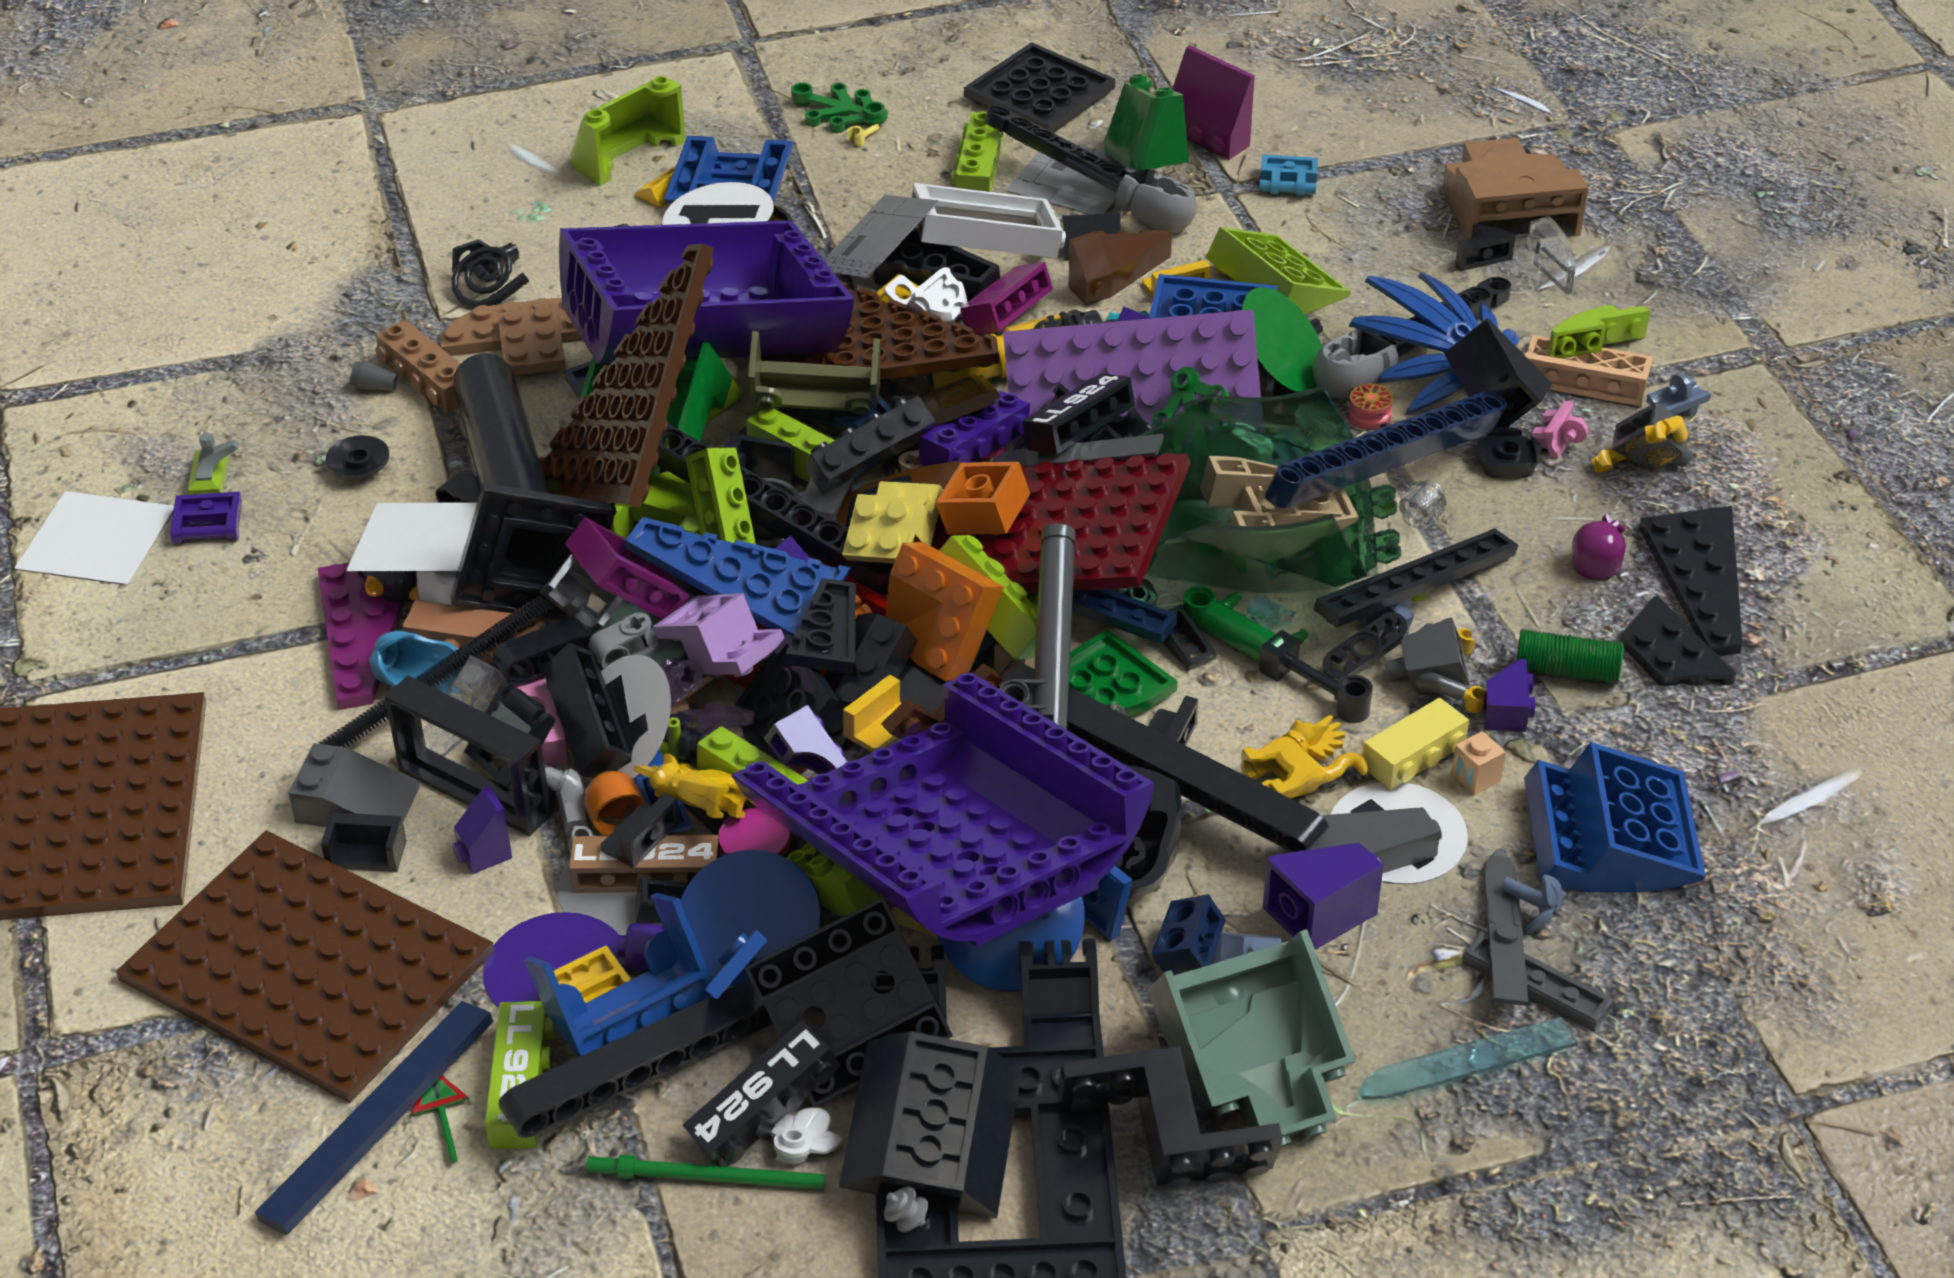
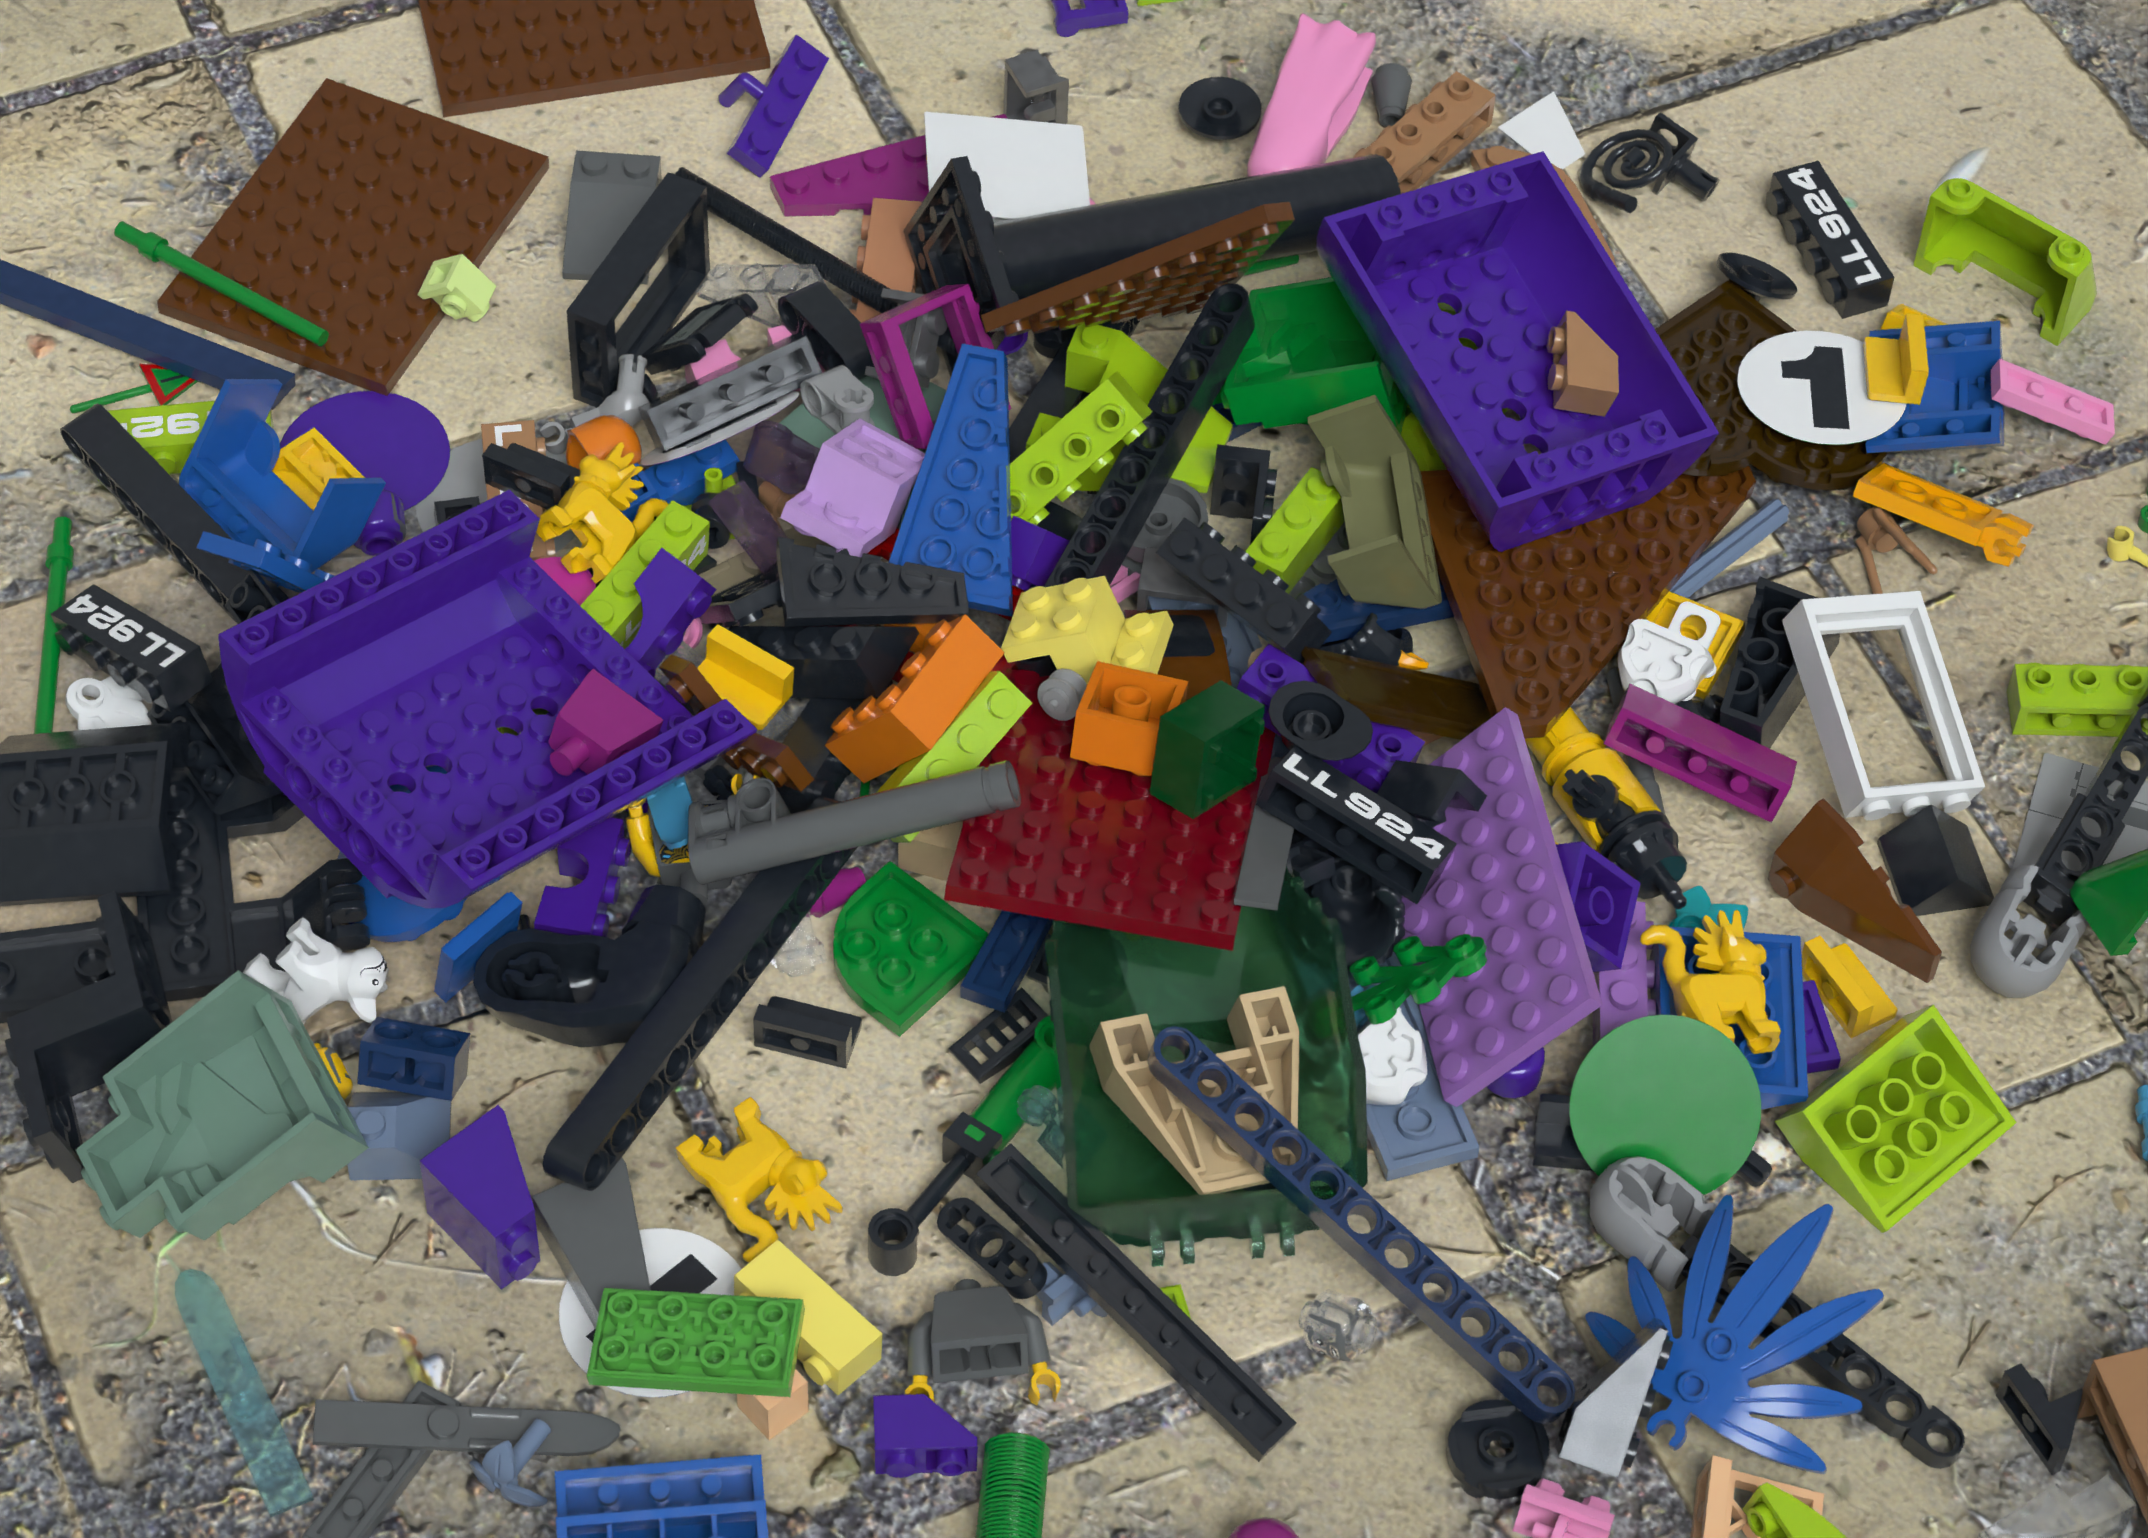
camera: 80 degrees right, 10 degrees up
(249, 685) = (775, 104): none -> dark purple plate
(295, 1082) = (157, 249): none -> green bar
(322, 536) = (1034, 90): none -> flat silver window
(364, 841) = (531, 243): black panel -> none
(386, 405) = (1313, 96): none -> bright pink piece
(409, 654) = (827, 214): dark azure hair -> none
(414, 884) = (458, 288): none -> yellowish green brick
(429, 319) = (1547, 130): none -> white sticker
(482, 833) = (540, 345): dark purple slope -> none
(577, 206) = (1829, 239): none -> black brick
(713, 174) = (1896, 367): none -> yellow panel
(725, 275) = (1582, 369): none -> medium nougat slope
(747, 136) = (2052, 402): none -> bright pink plate
(827, 186) = (1945, 512): none -> light orange tile
(829, 216) = (1884, 534): none -> medium nougat plant
(877, 235) = (1797, 570): light grey sticker -> none
(939, 533) = (1061, 694): none -> light grey wheel
(943, 768) = (599, 726): none -> magenta torso
(1005, 409) = (1319, 721): none -> black piece
(1033, 446) = (1207, 749): none -> dark green container
(1057, 379) = (1429, 790): none -> black panel
(1121, 979) = (322, 974): none -> white animal
(1213, 291) = (1723, 997): none -> yellow animal
(1370, 408) = (1576, 1241): coral wheel -> none
(1457, 779) = (696, 1342): none -> bright green tile

